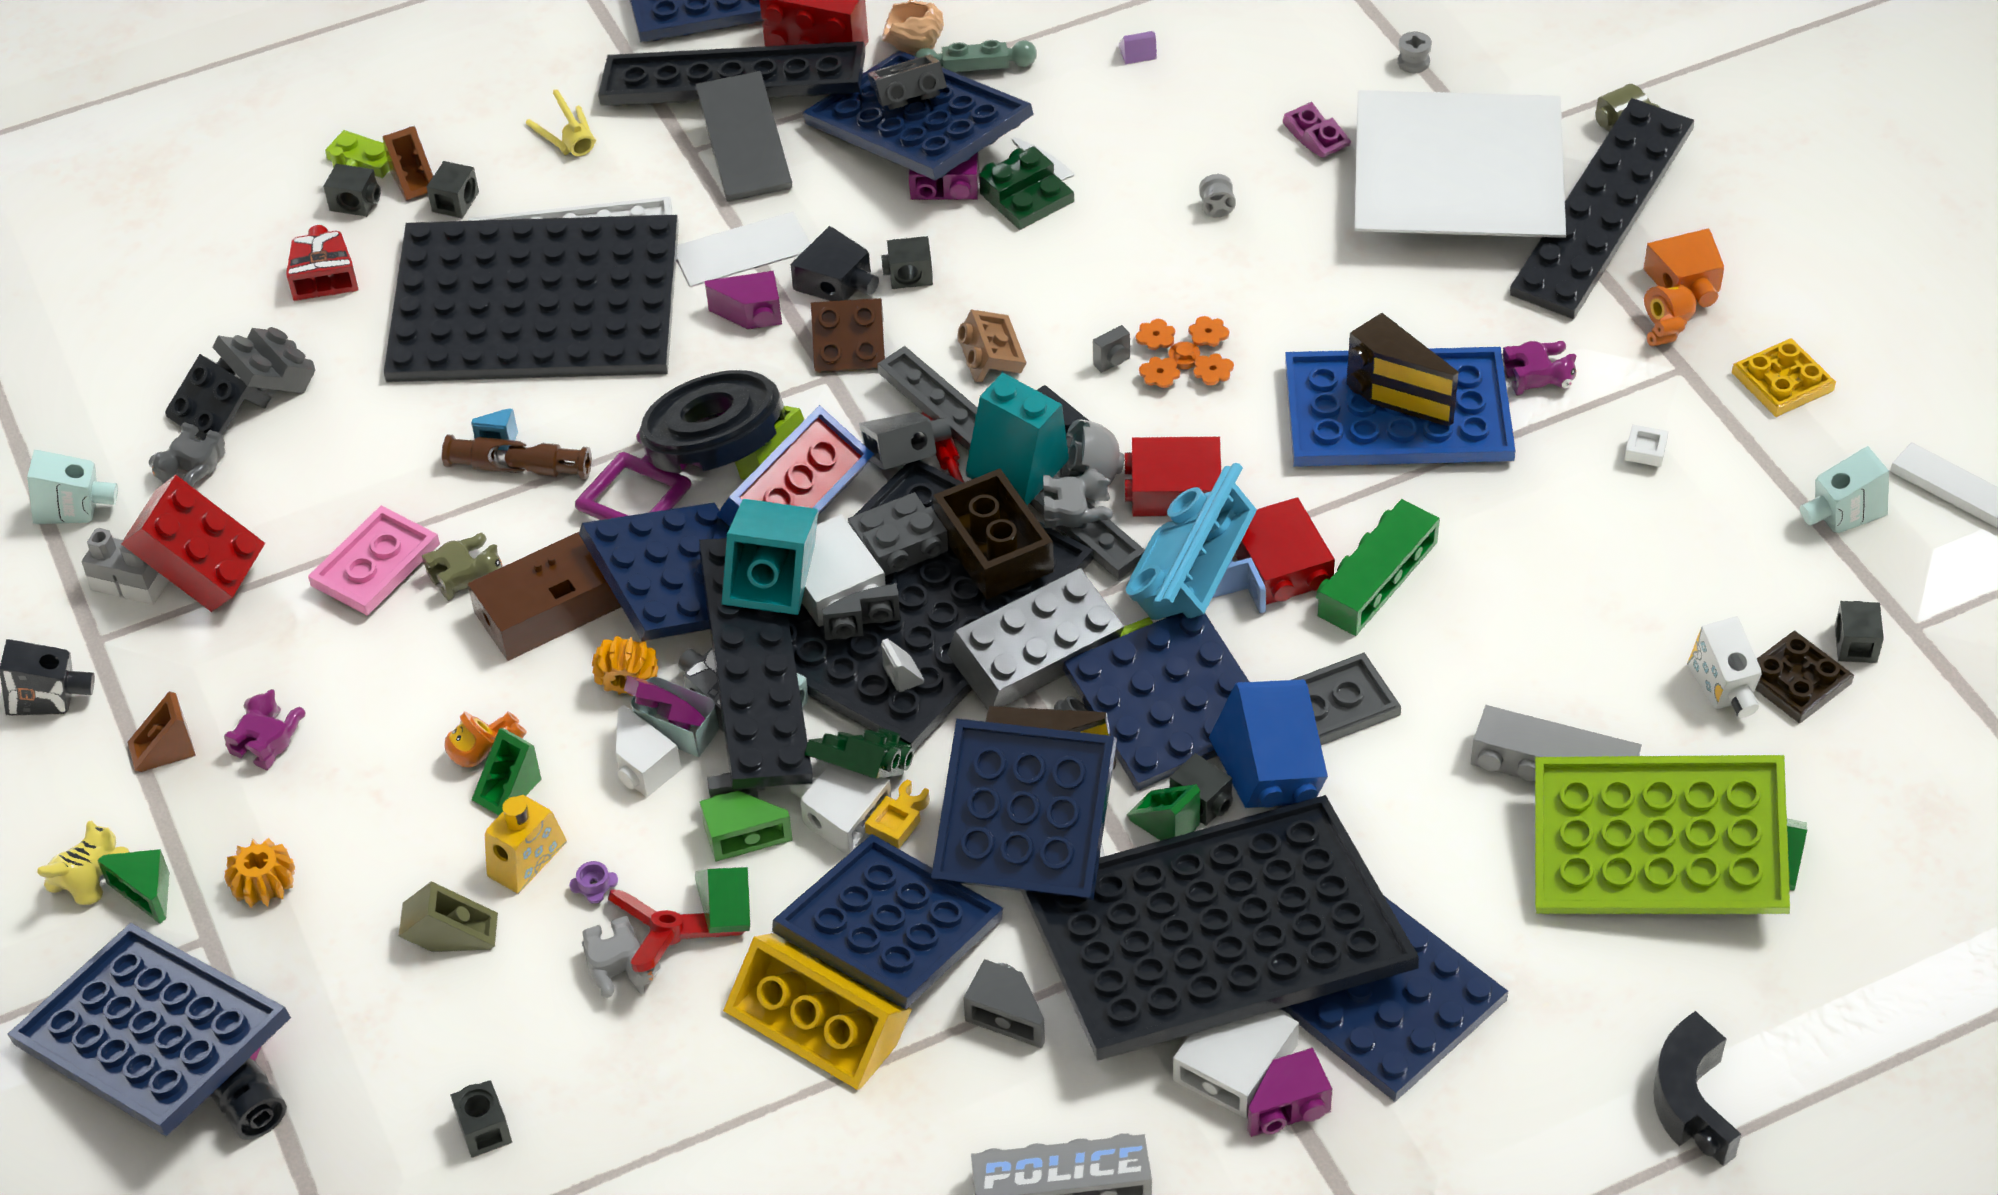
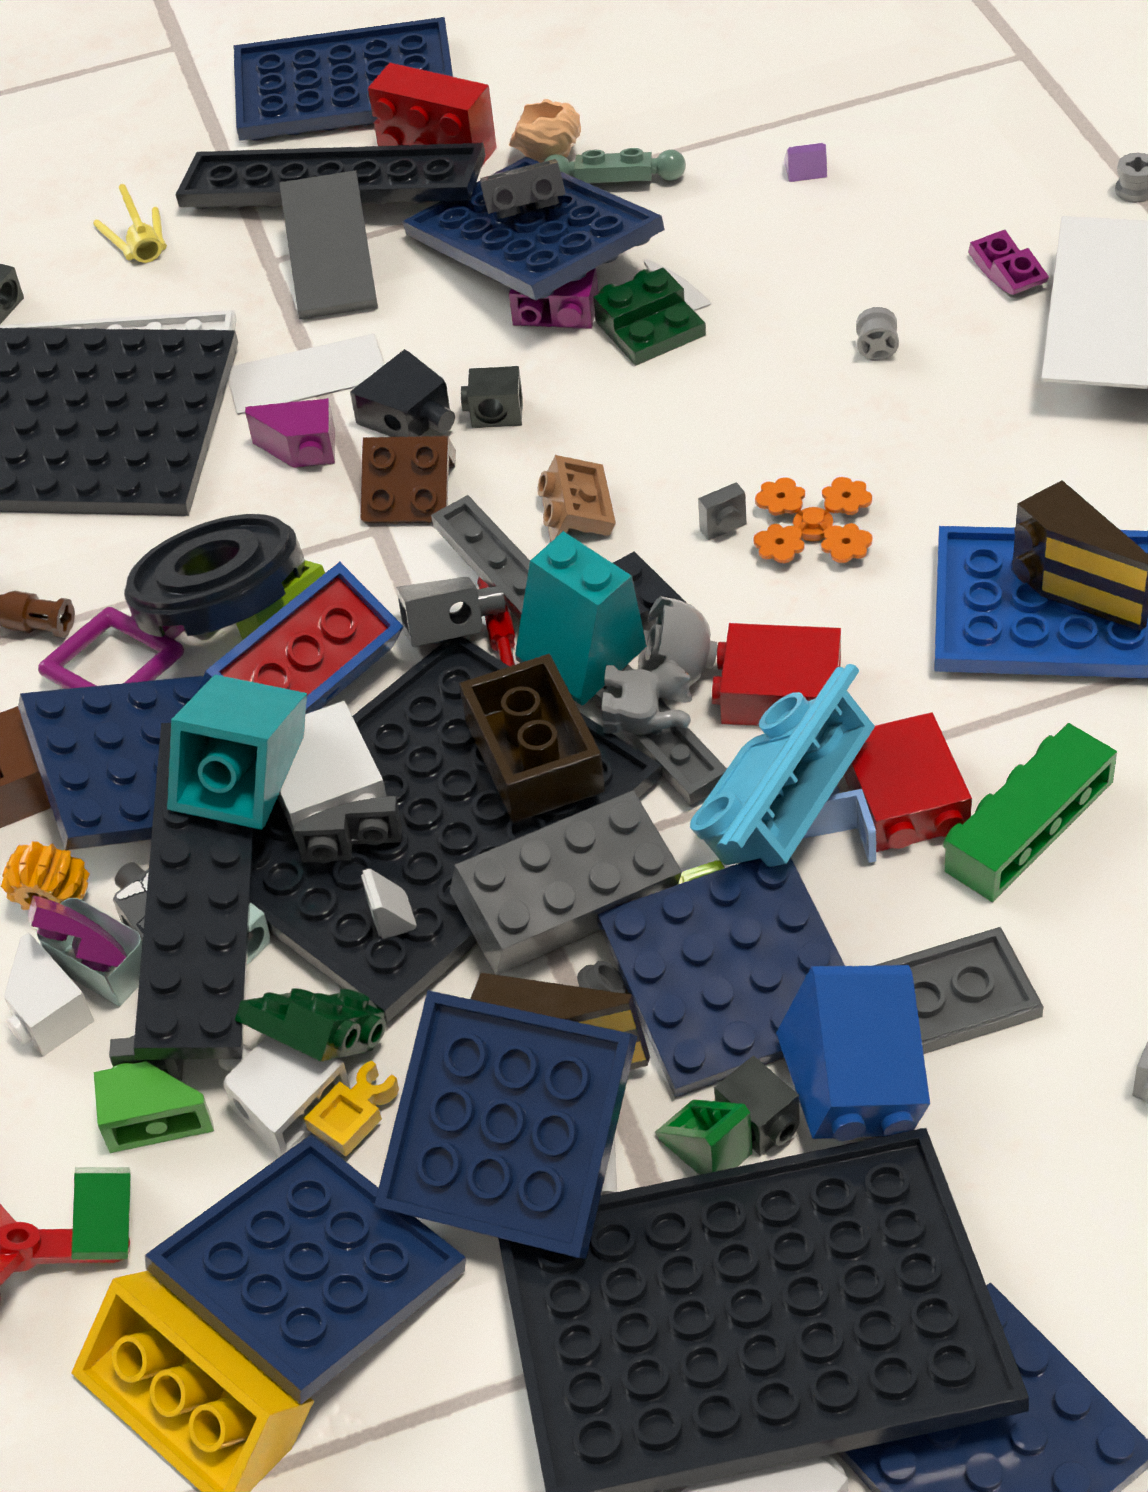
camera: 10 degrees right, 0 degrees up
(901, 533) = (418, 730): dark grey plate -> none
(1004, 1004) = (440, 1401): dark grey slope -> none

